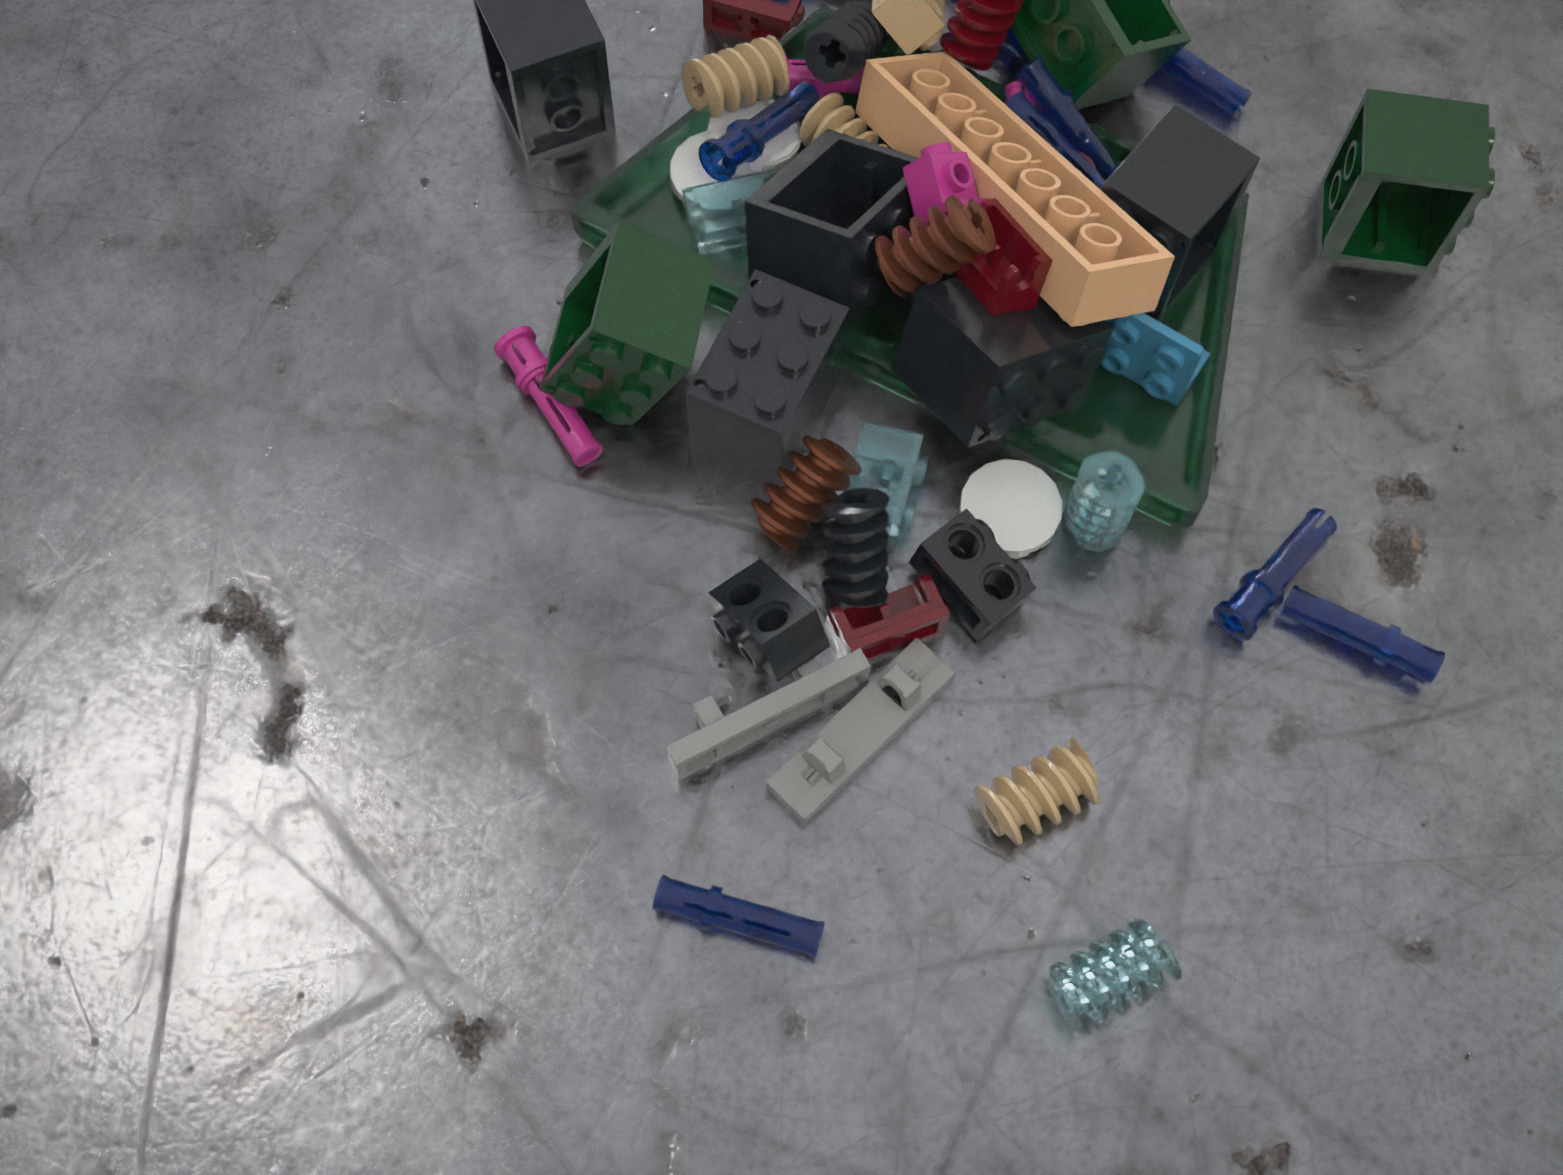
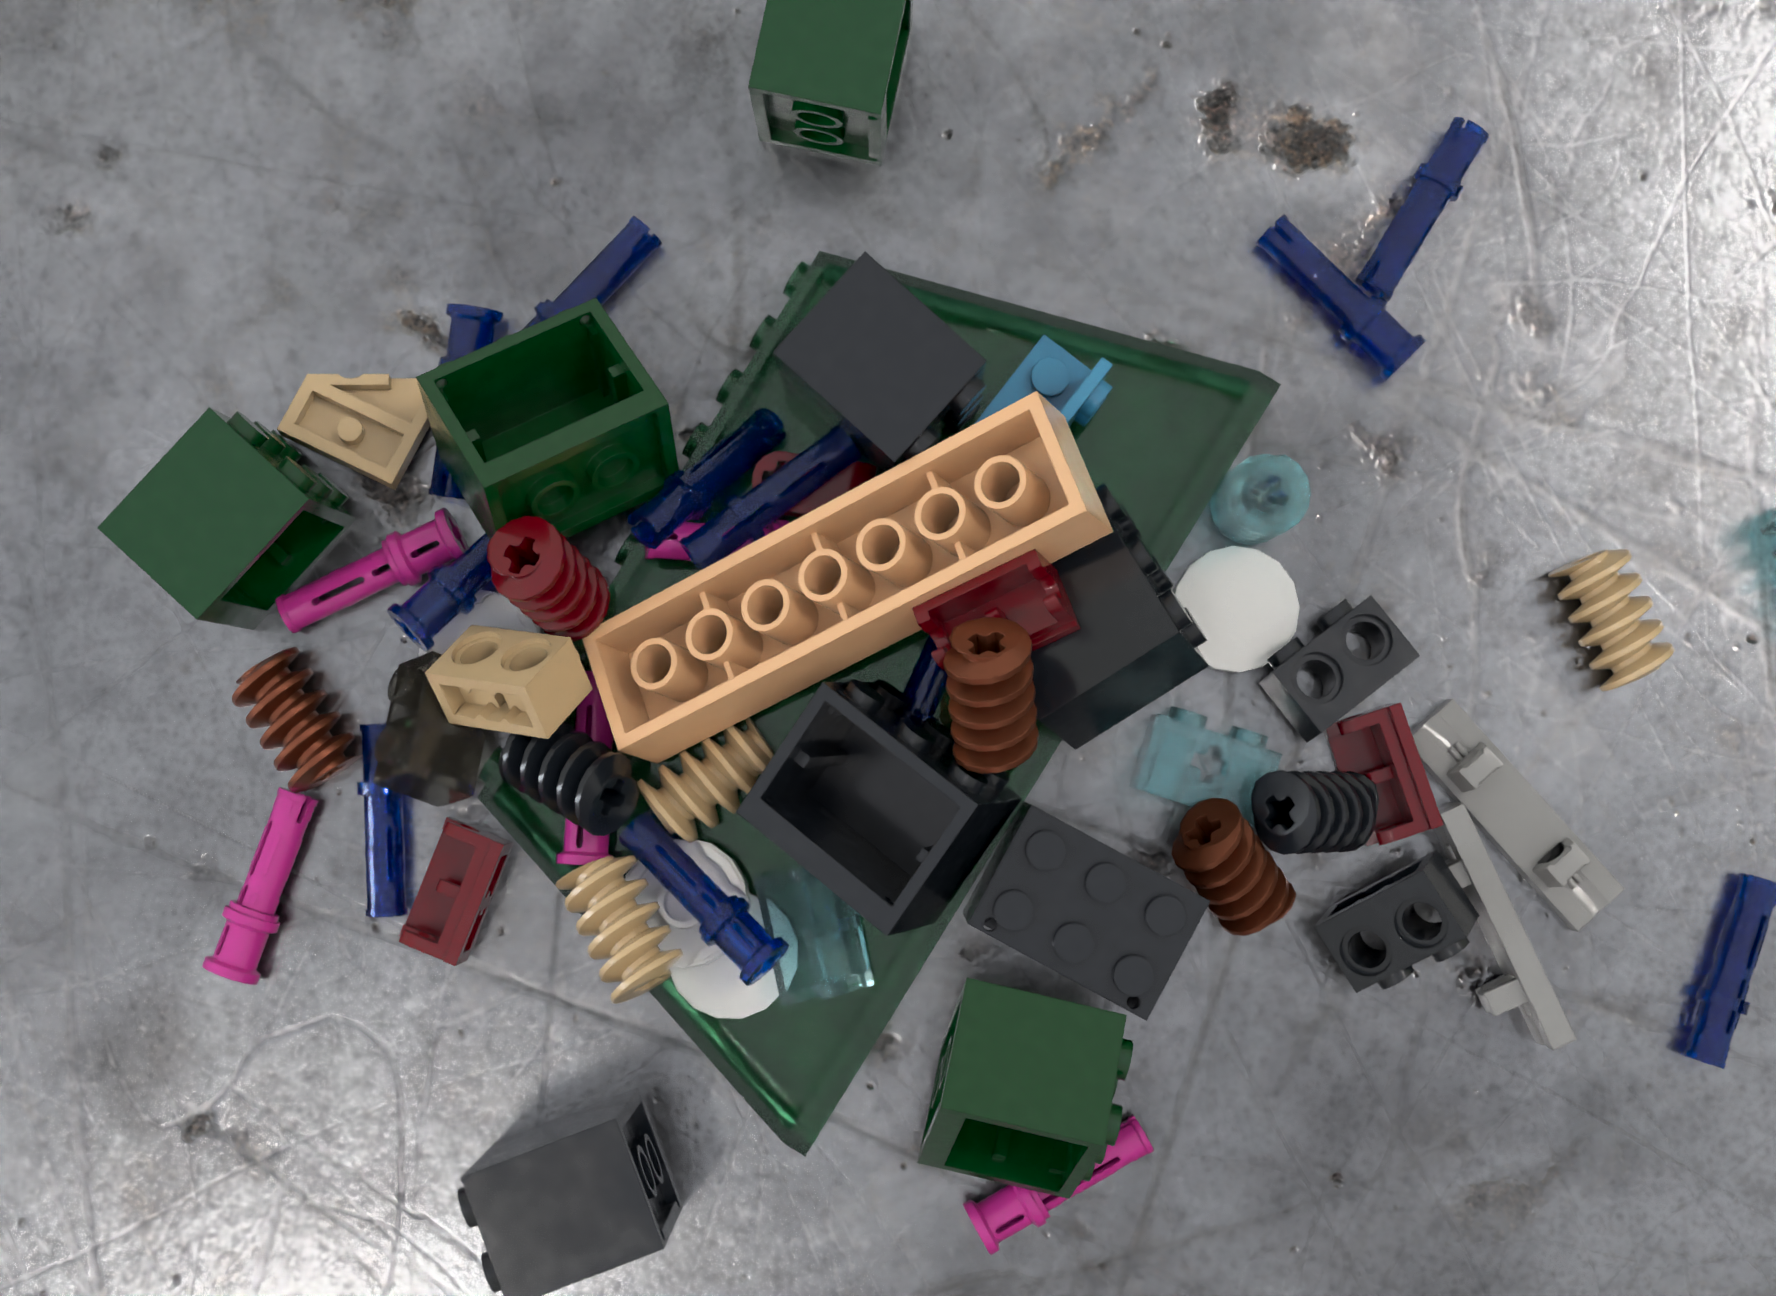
camera: 85 degrees left, 20 degrees up
(938, 176) = (880, 672): dark pink brick -> none

